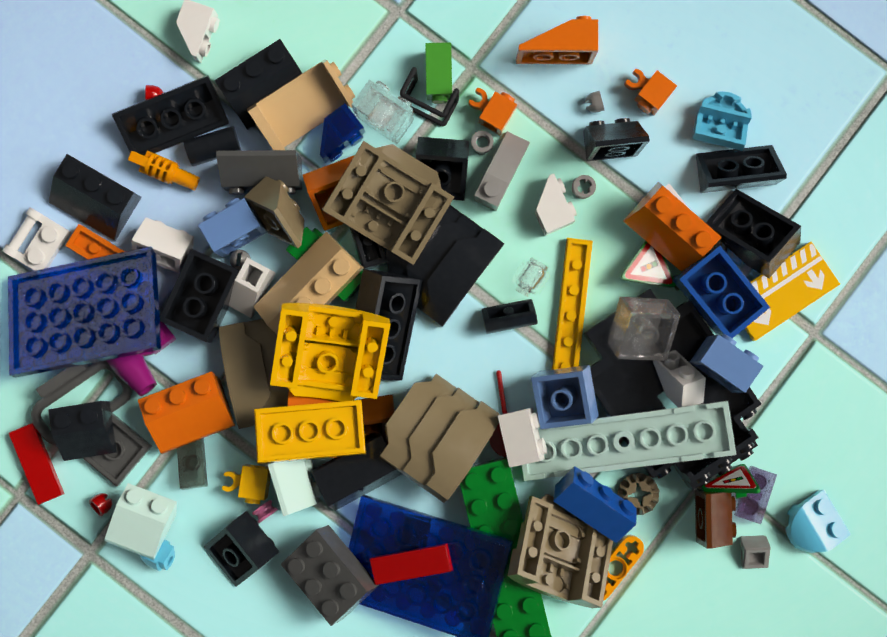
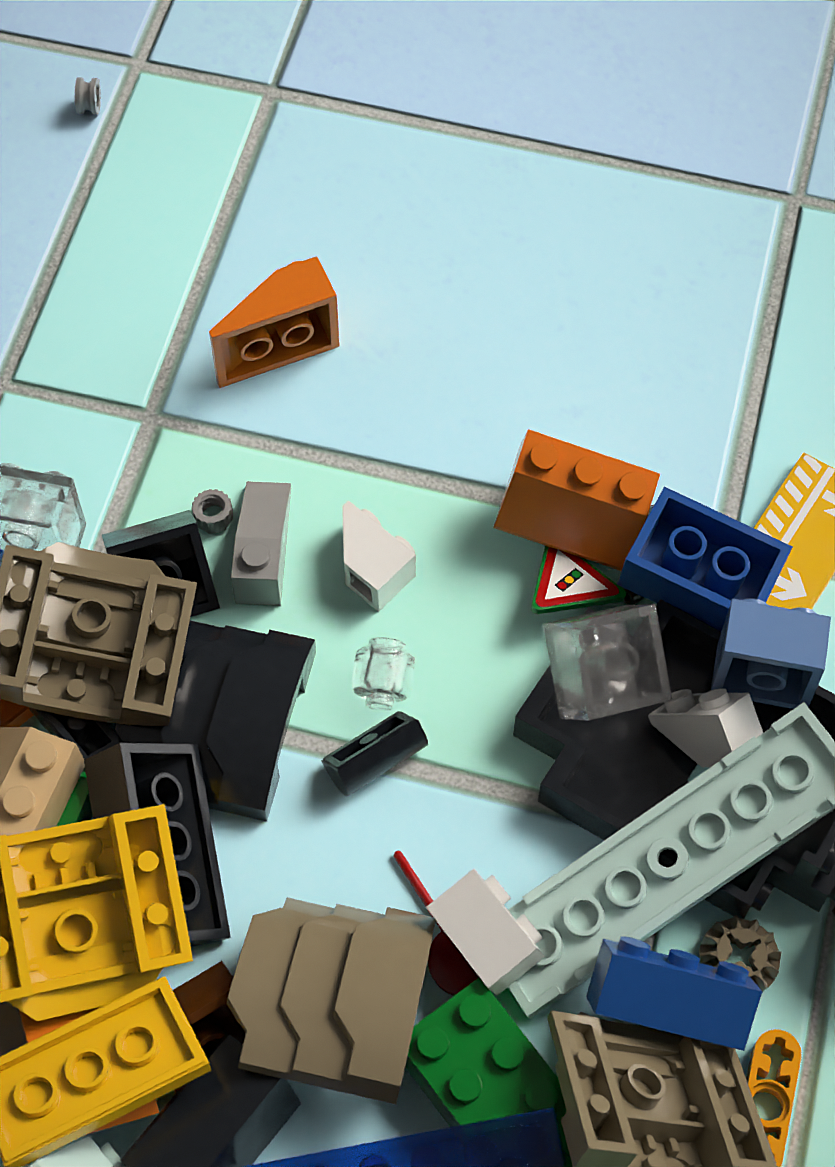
camera: 25 degrees left, 25 degrees down
(438, 72) = (98, 432): bright green brick -> none
(448, 110) = (135, 448): black piece -> none
(495, 112) = (214, 459): orange brick -> none
(565, 397) = (528, 827): medium blue brick -> none
(572, 303) = (481, 718): yellow tile -> none
(576, 184) = (405, 500): light grey bush -> none
(596, 100) = (368, 389): light grey hinge -> none
(614, 139) = (425, 422): black slope -> none
(653, 91) = (451, 341): orange brick -> none
(722, 121) = (578, 342): medium azure slope -> none
(739, 169) = (640, 399): black slope -> none
(755, 232) = (719, 465): black slope -> none

